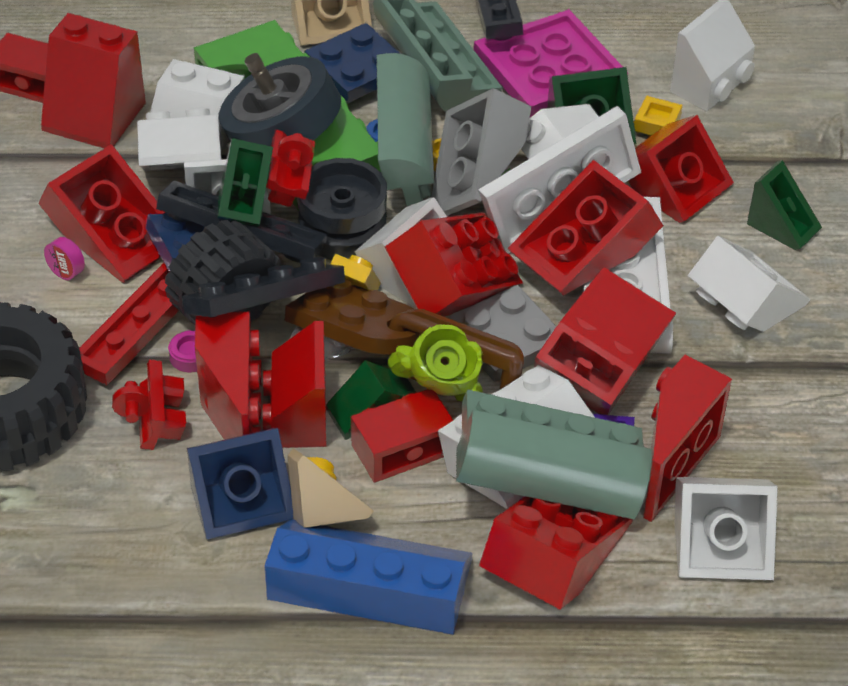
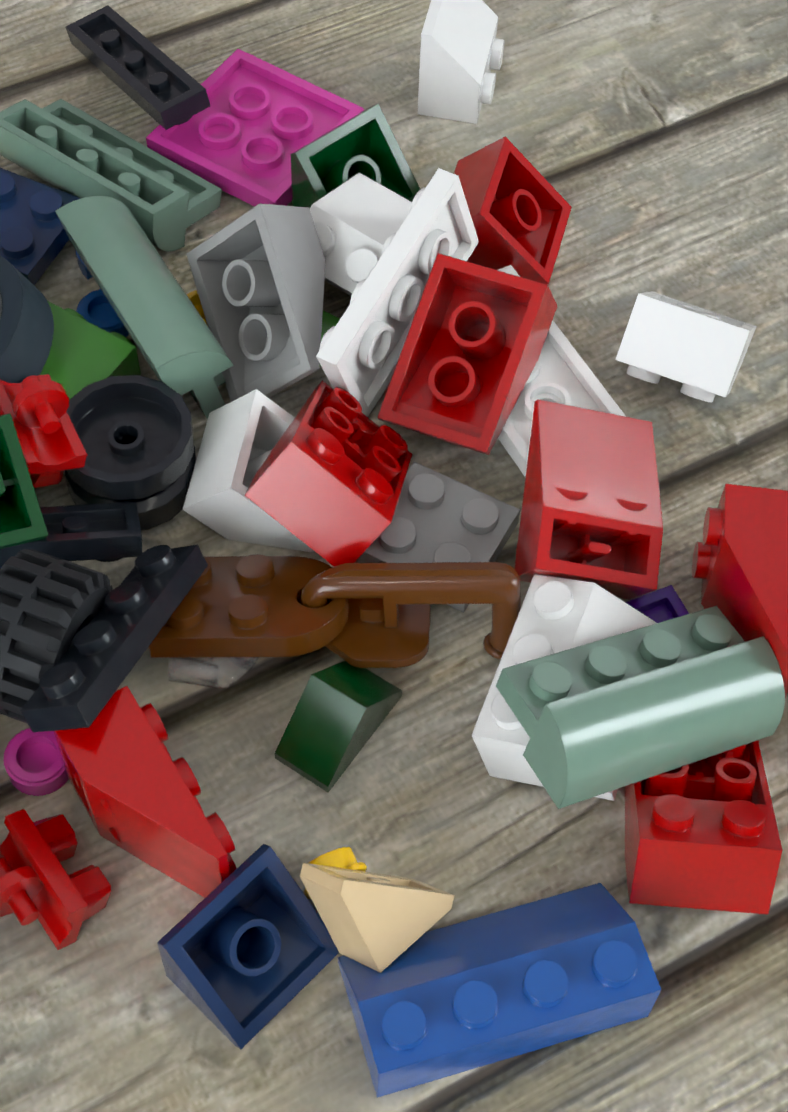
camera: 30 degrees left, 10 degrees up
(298, 389) = (242, 755): red slope -> none
(358, 271) = (206, 533): yellow plate -> none
(399, 434) = (408, 753): red brick -> none
(425, 363) = (440, 649): lime hair -> none
(656, 114) = (432, 150): yellow plate -> none
(781, 208) = (659, 223): dark green slope -> none

